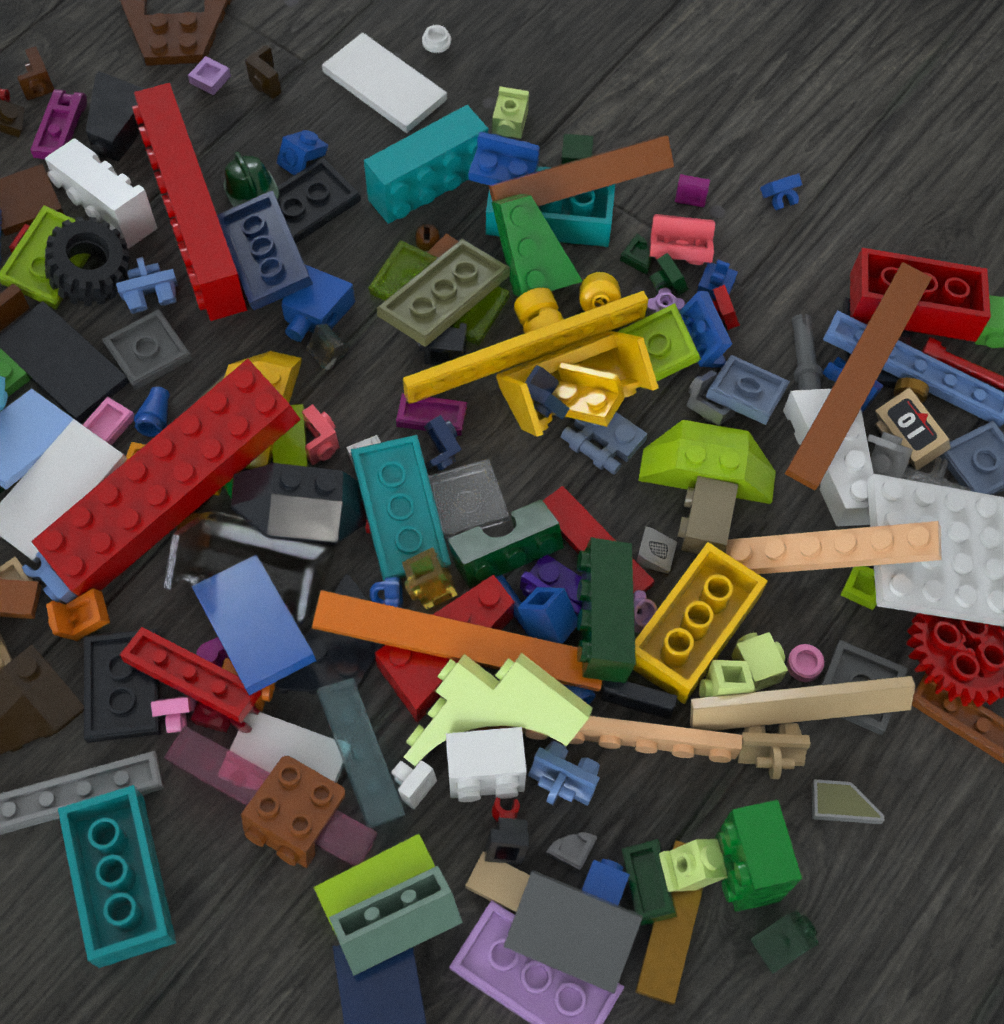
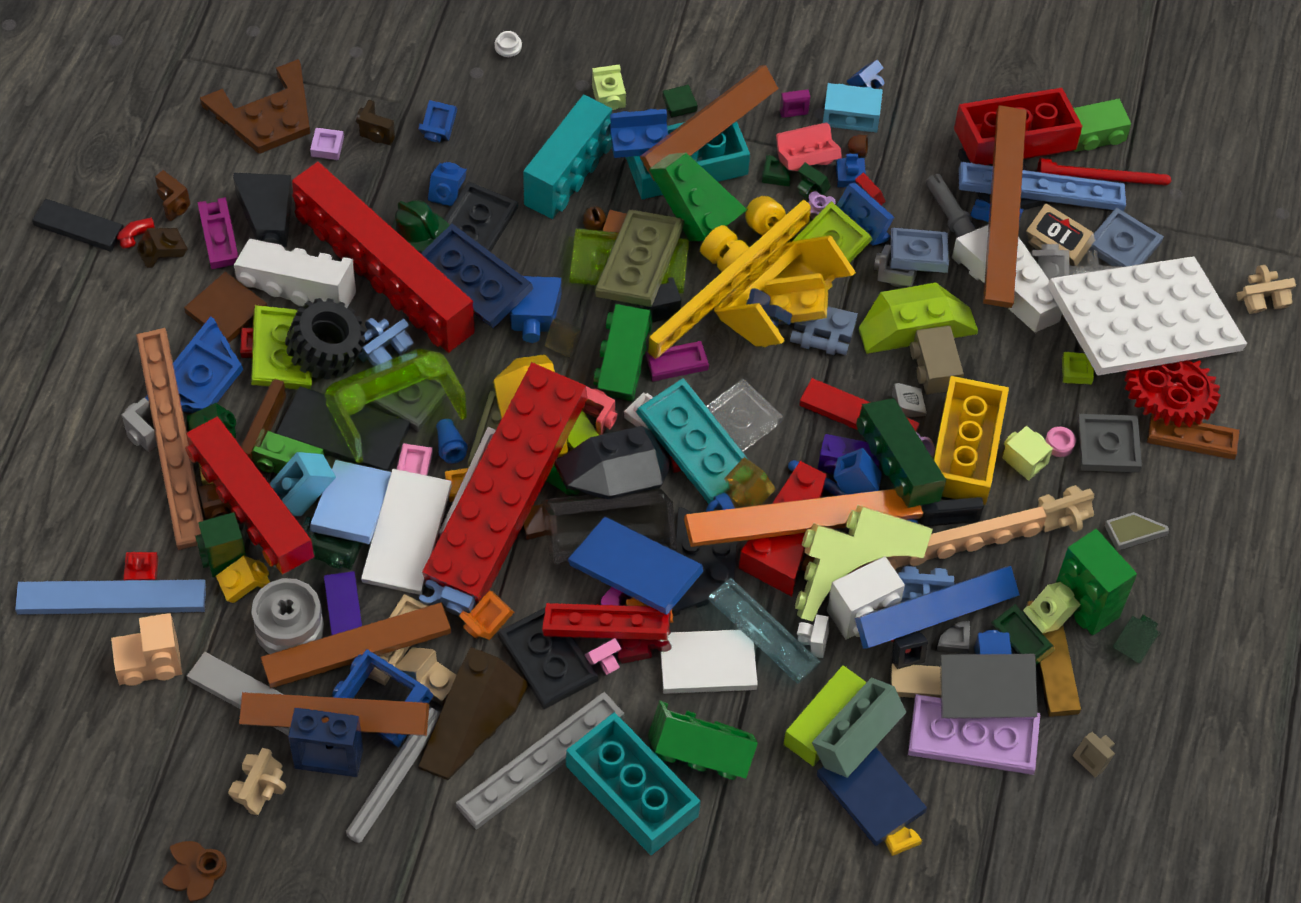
camera: 25 degrees left, 5 degrees down
(111, 324) = (353, 392): none -> clear neon green windscreen
(214, 860) = (701, 743): none -> green wedge
(241, 781) = (714, 686): clear pink tile -> none
(291, 810) = (738, 689): dark orange bracket -> none
(325, 89) = (438, 121): none -> blue bracket
(374, 384) = (623, 351): none -> green wedge
(384, 82) = (484, 97): white tile -> none
(443, 437) = (701, 376): dark blue bracket -> none
(533, 537) = (810, 423): dark green arch -> none
(559, 808) = (936, 607): none -> blue tile
(727, 678) = (1015, 478): yellowish green brick -> none
(739, 256) = (858, 145): none -> reddish brown hinge
(750, 215) = (852, 107): none -> medium azure brick
(802, 704) = (1075, 467): tan tile -> none
(839, 548) = (1051, 343): light nougat plate -> none
(917, 386) = (1038, 203): pearl gold tile -> none

